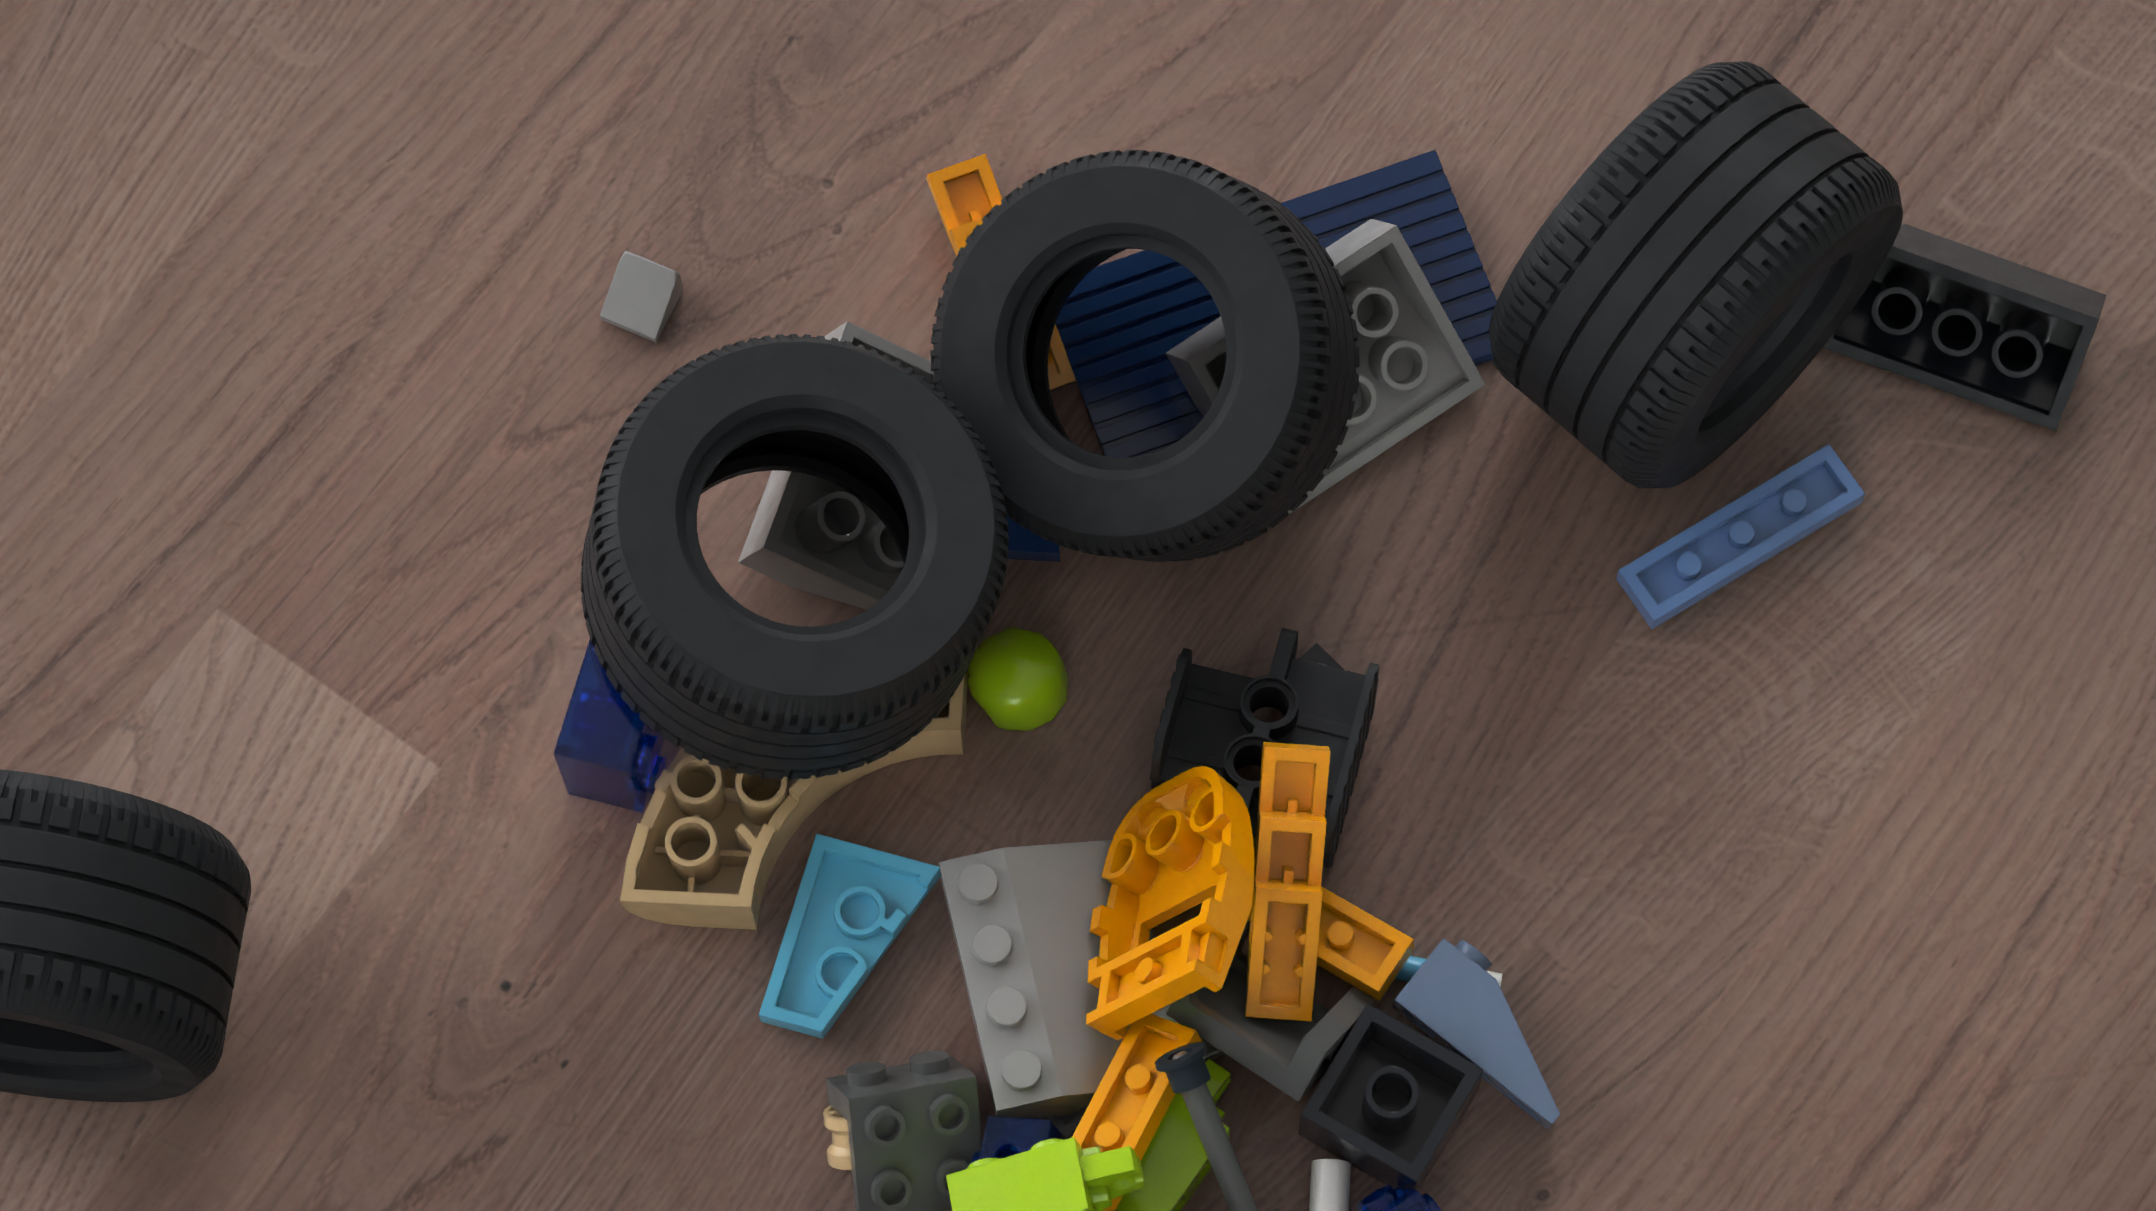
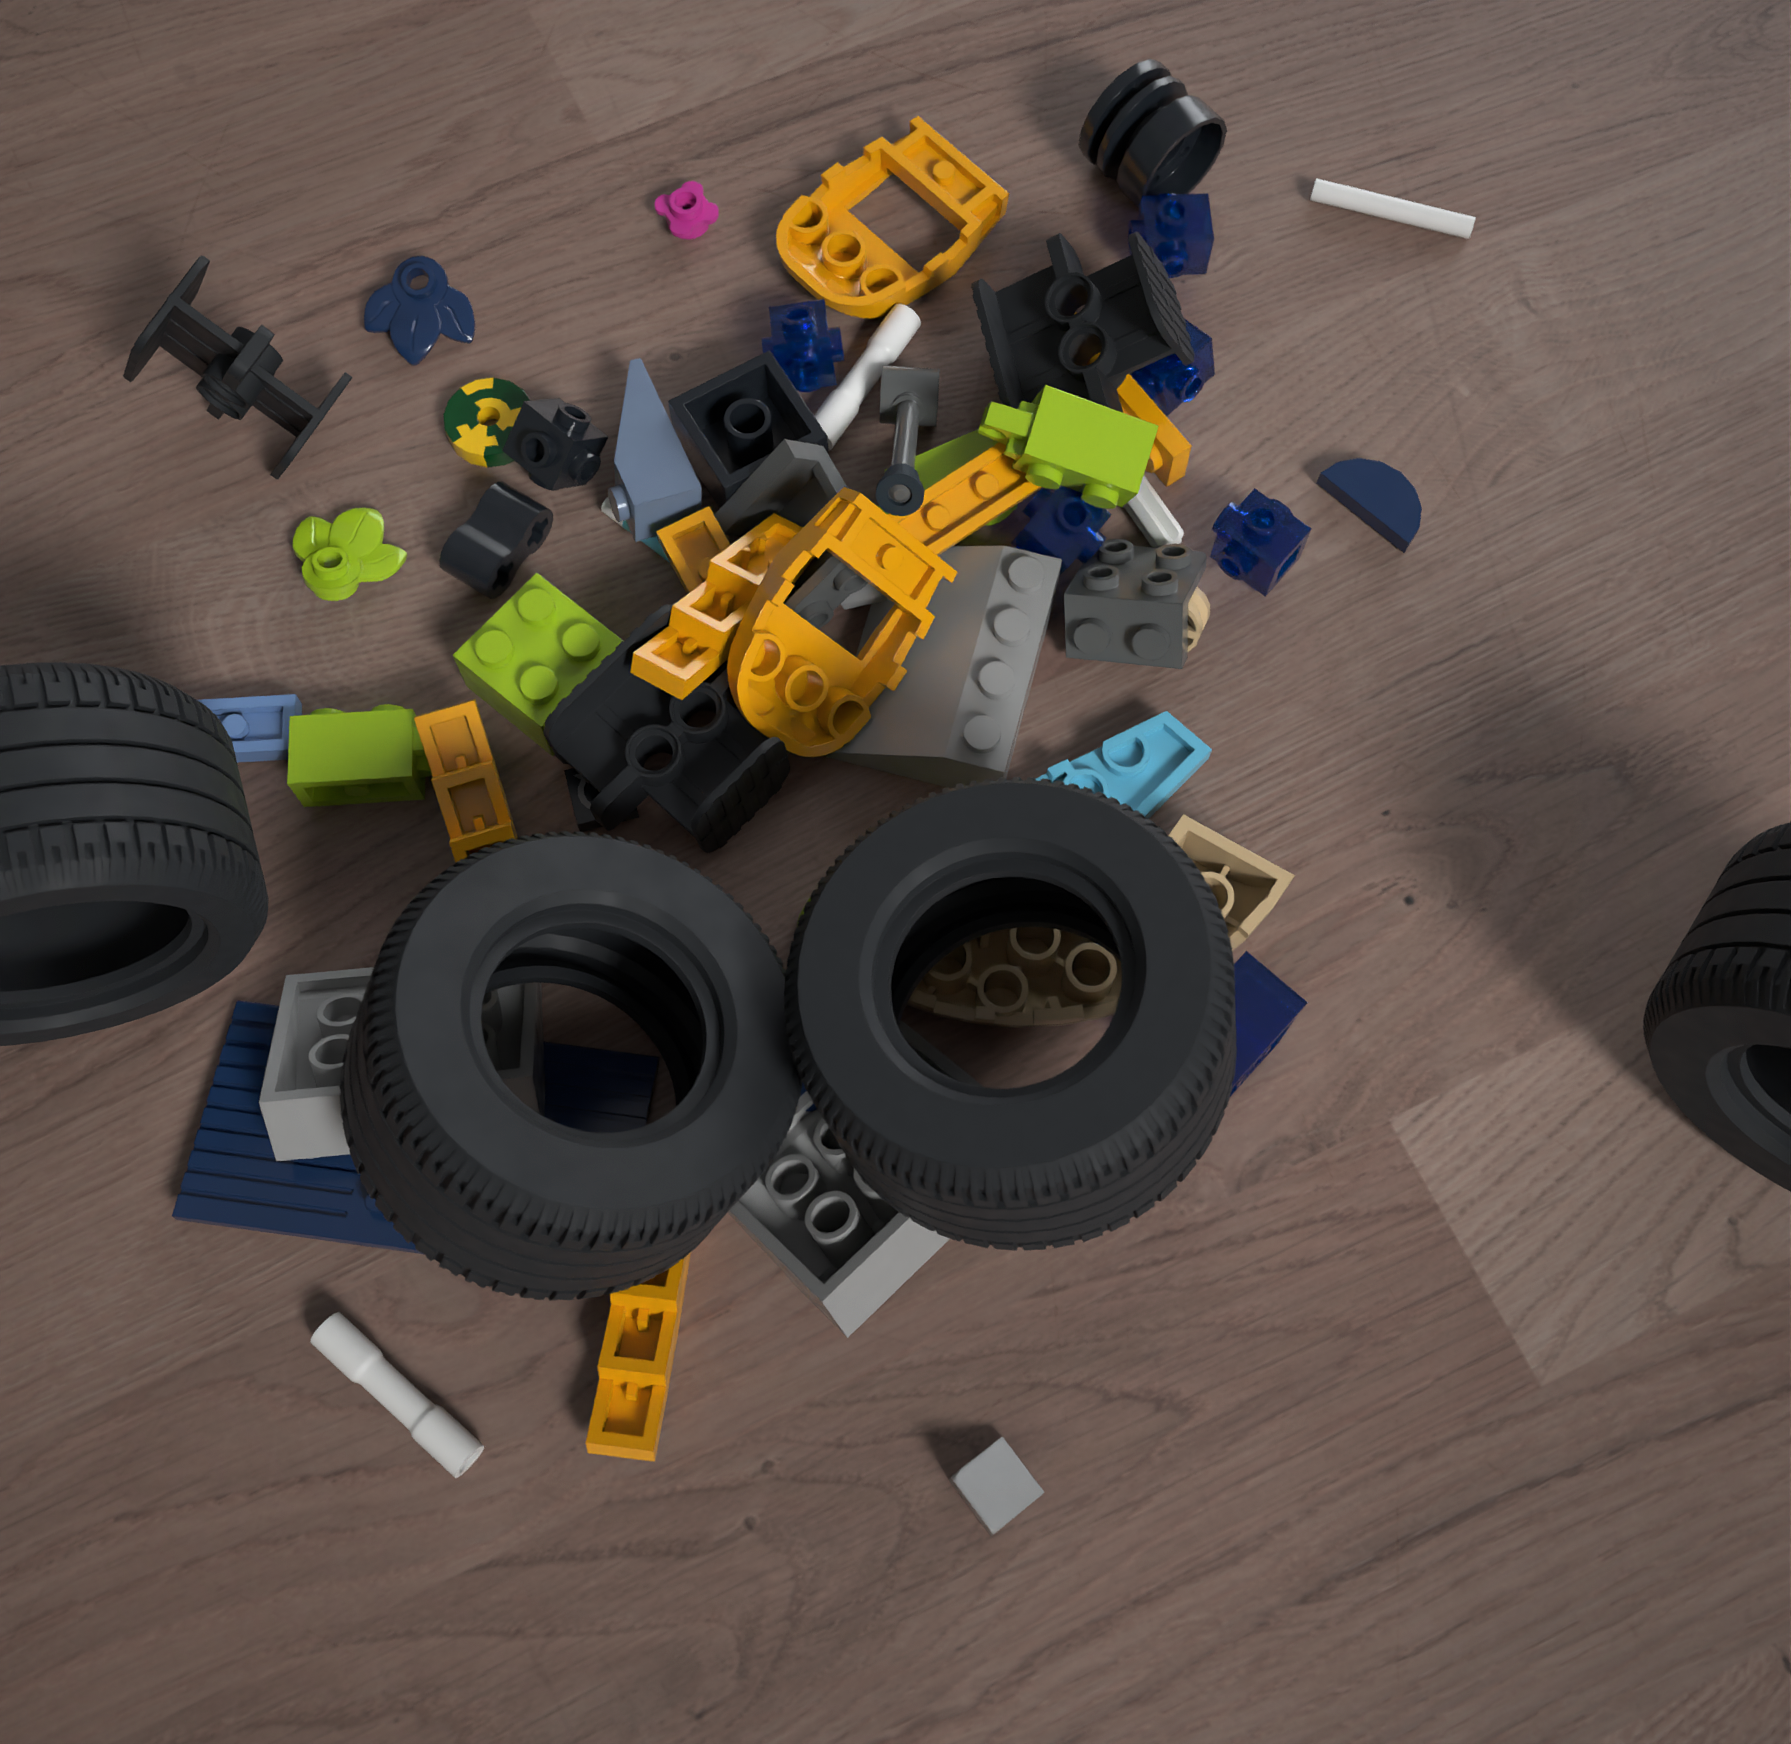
camera: 155 degrees left, 0 degrees up
(1203, 131) = (428, 1423): none -> white piece
(1396, 586) = (465, 778): none -> light orange slope
(1442, 768) = (533, 655): none -> lime brick
(1548, 603) = (356, 757): none -> lime hinge
(1576, 876) = (496, 540): none -> black axle
(1579, 996) = (555, 444): none -> black brick
(1680, 980) = (474, 406): none -> piece
(1721, 803) = (345, 553): none -> lime plate
(1829, 1084) = (419, 315): none -> dark blue plate
(1926, 860) = (234, 367): none -> black piece

